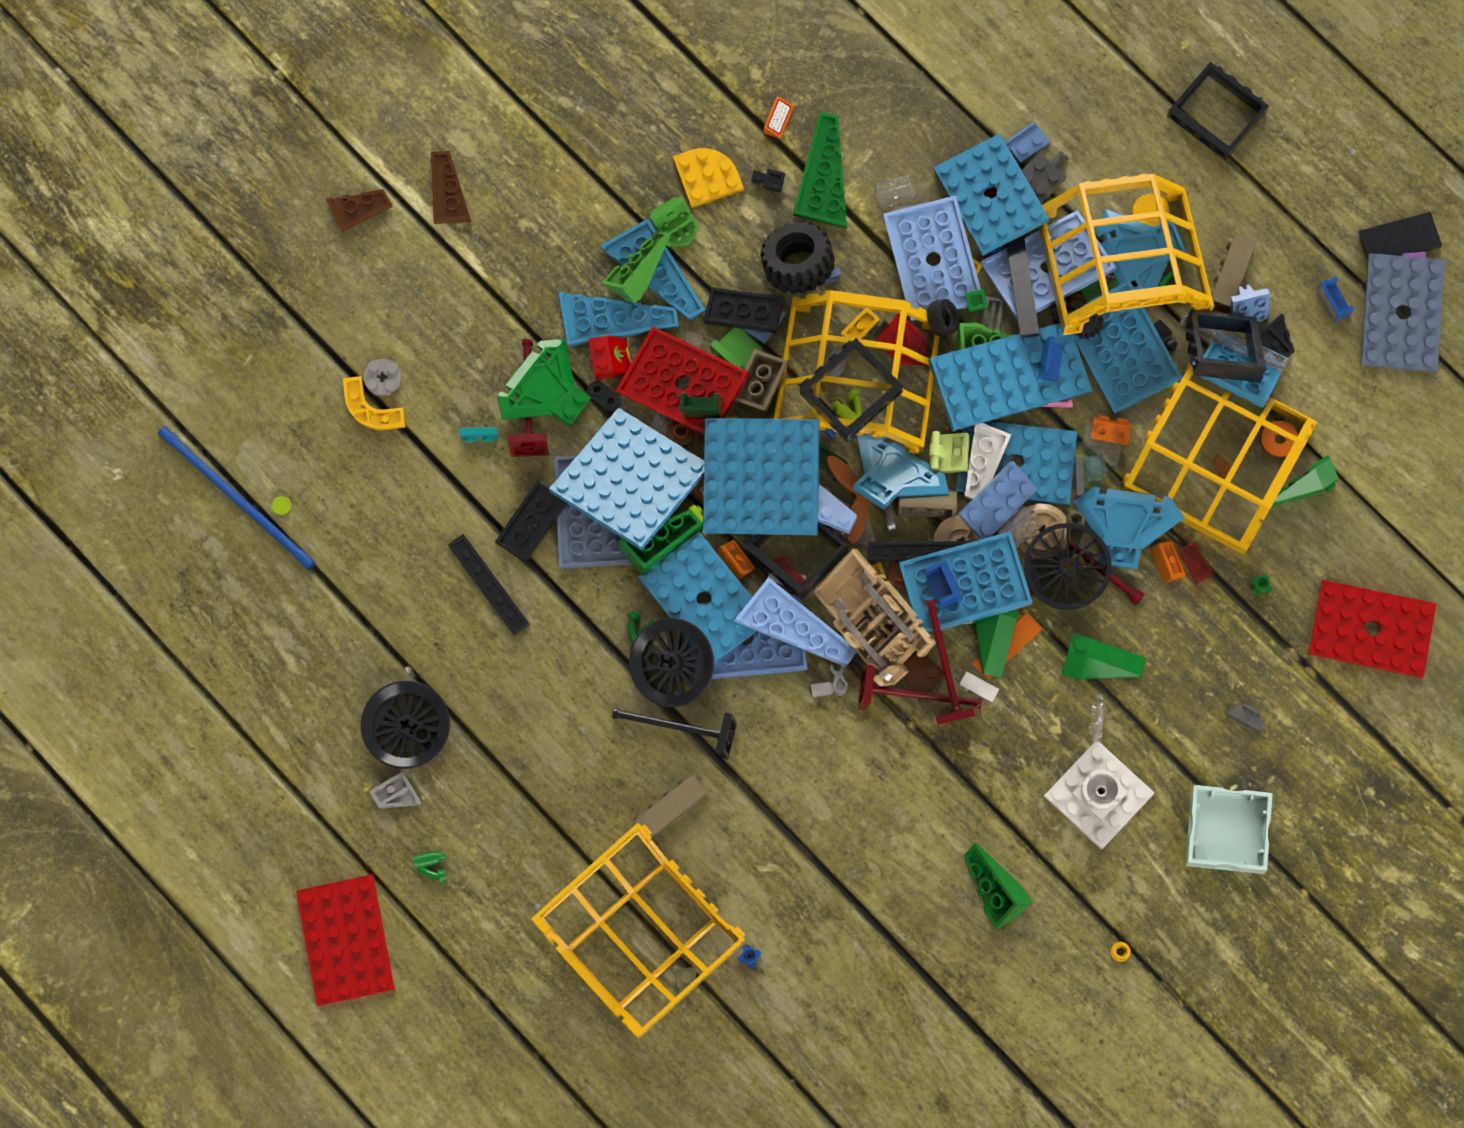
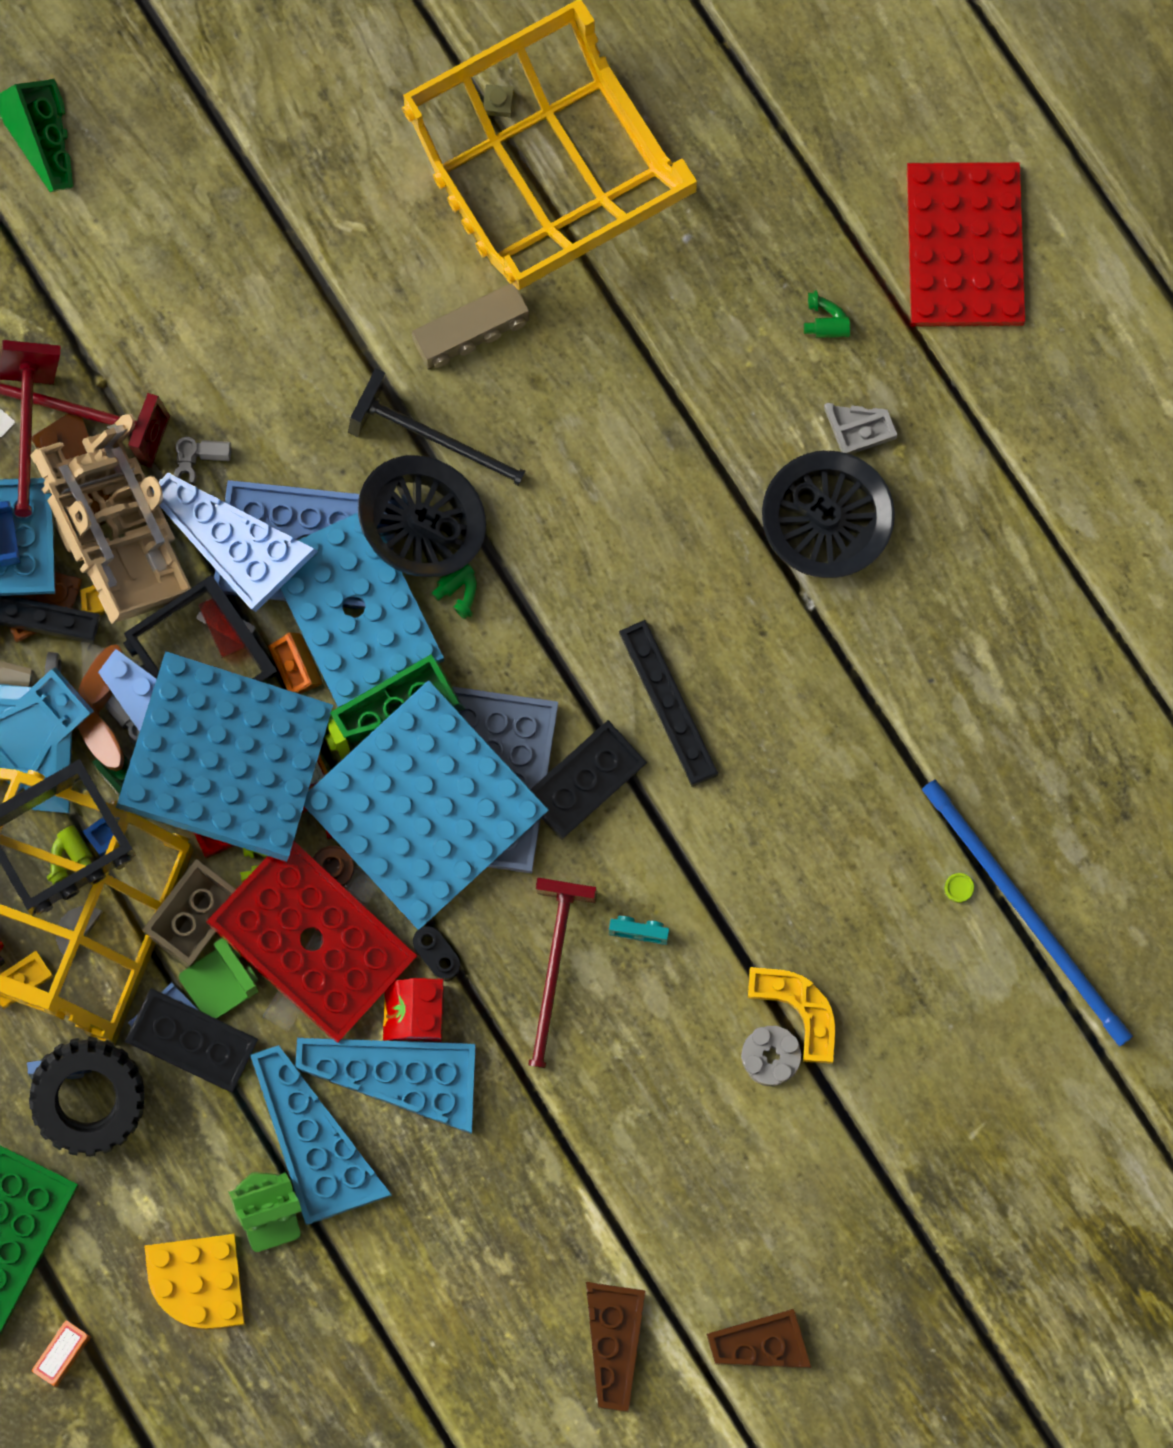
camera: 170 degrees left, 0 degrees up
(544, 387) = (524, 980): green plate -> none
(635, 275) = (344, 1130): bright green wedge -> none
(701, 406) = (290, 881): dark green panel -> none
(747, 950) = (396, 112): blue plate -> none
(772, 180) = (97, 1248): black plate -> none

